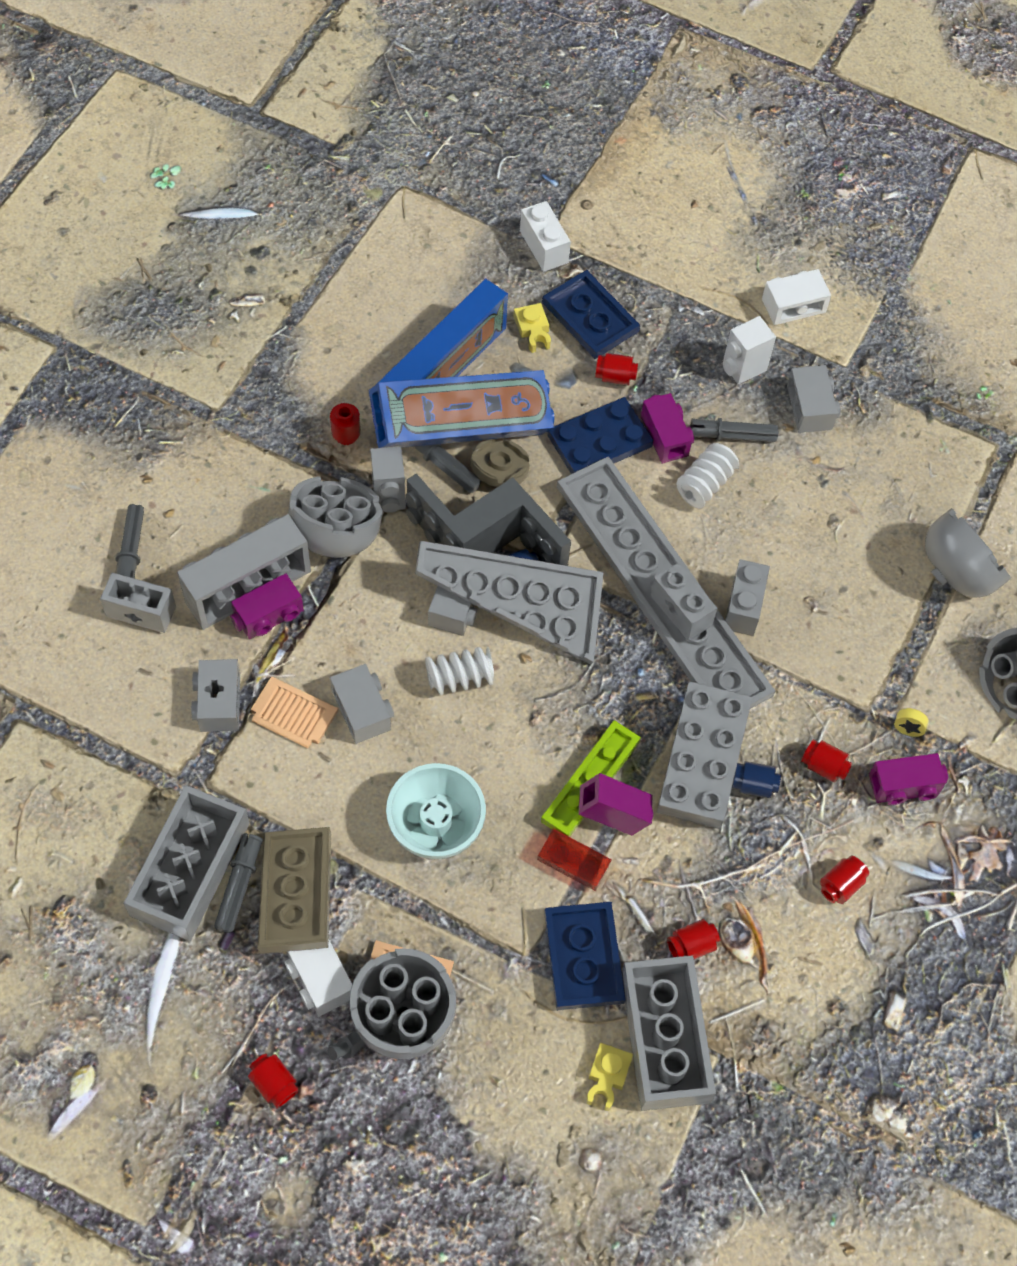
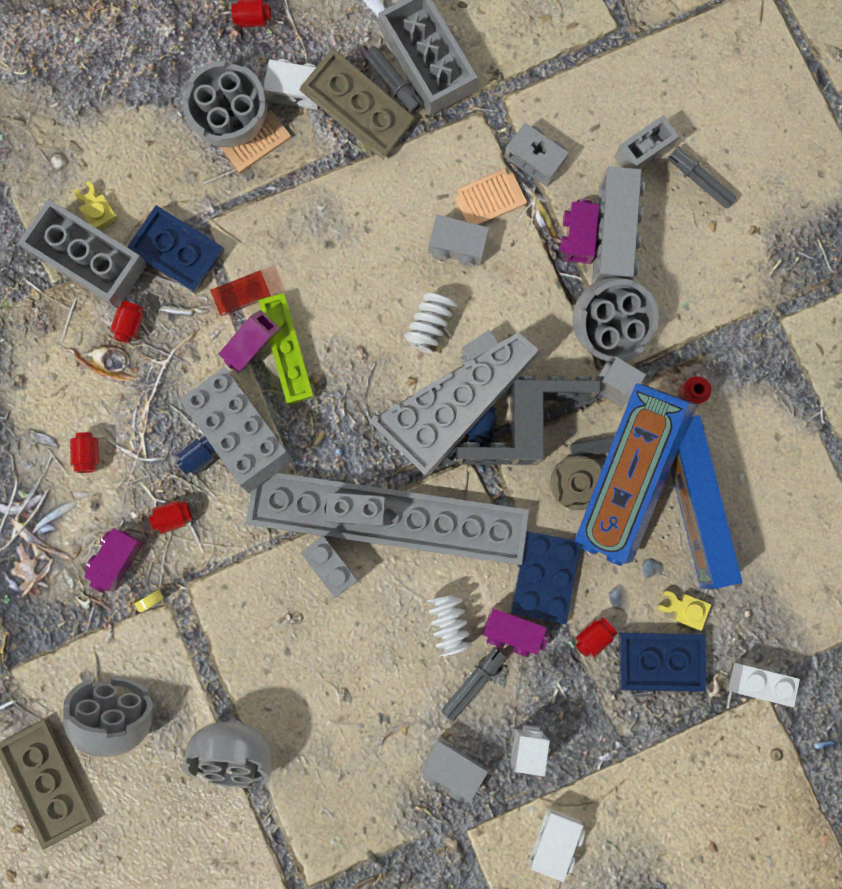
camera: 130 degrees right, 20 degrees up
(436, 794) = (340, 207): light aqua piece -> none

